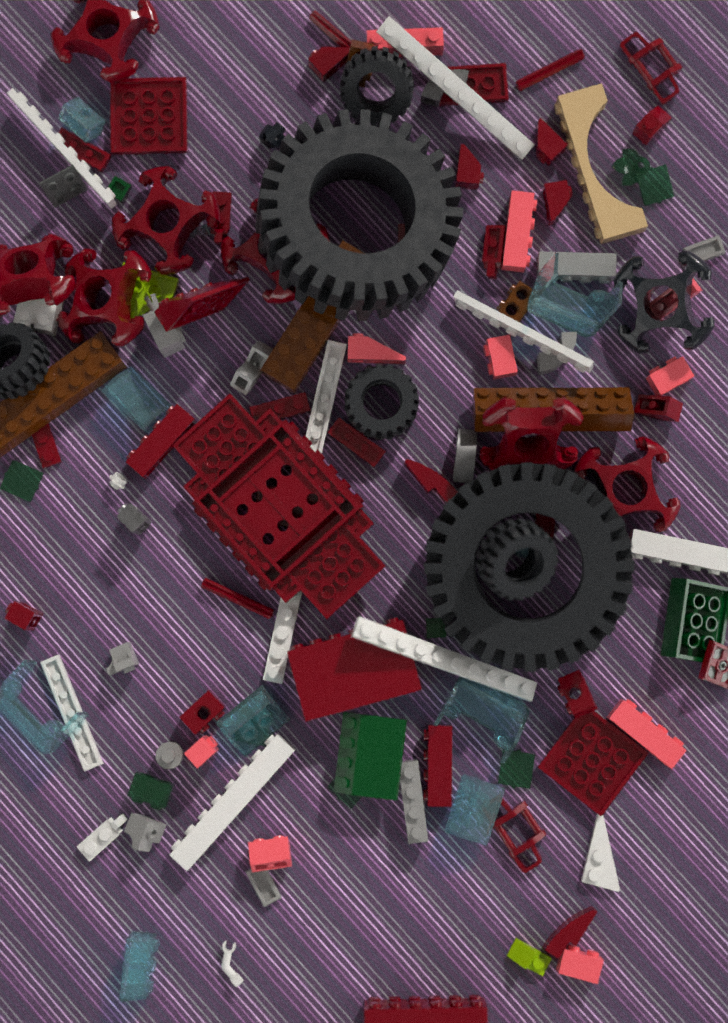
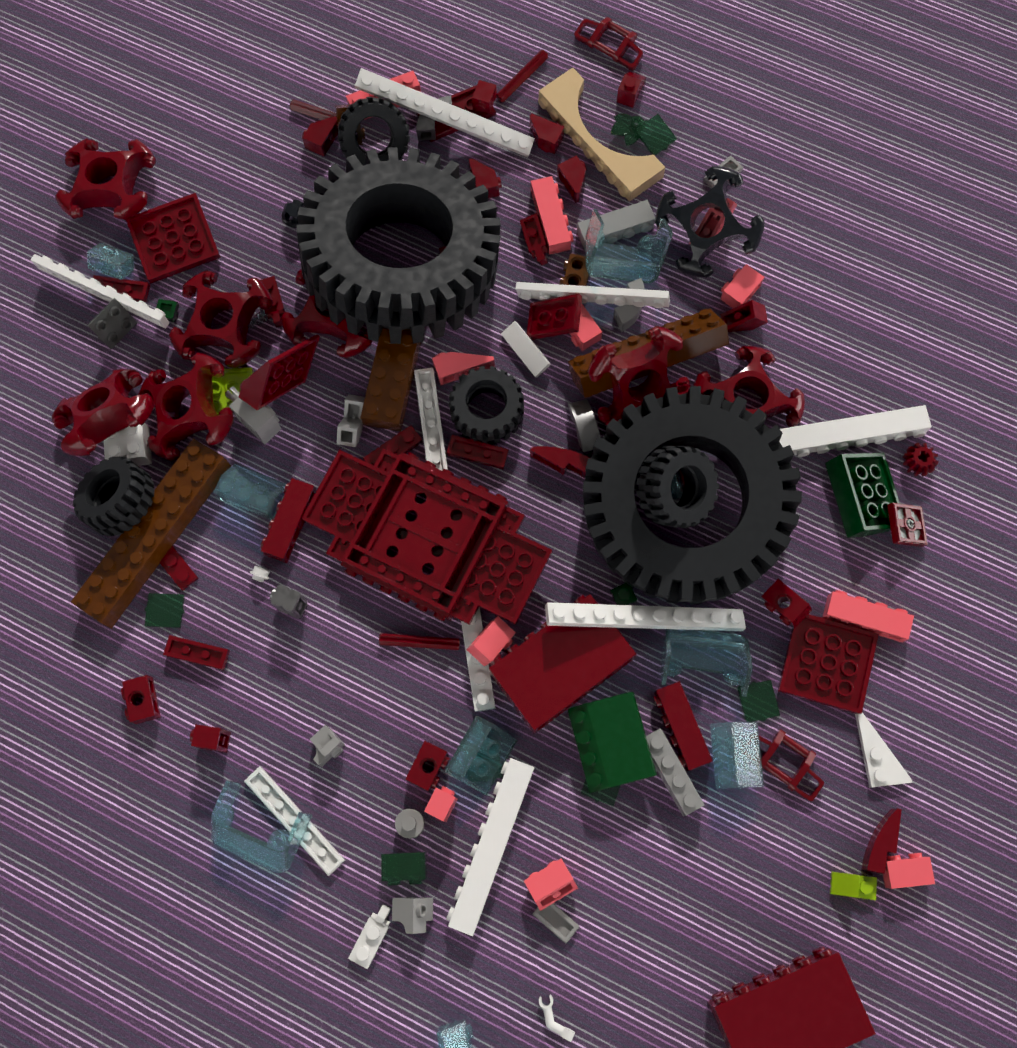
camera: 20 degrees left, 10 degrees down
(37, 531) = (196, 652): none -> dark red plate
(300, 625) = (491, 641): none -> coral brick
(440, 358) = (525, 349): none -> white tile
(478, 339) = (554, 317): none -> dark red tile
(501, 82) = (484, 97): none -> dark red brick

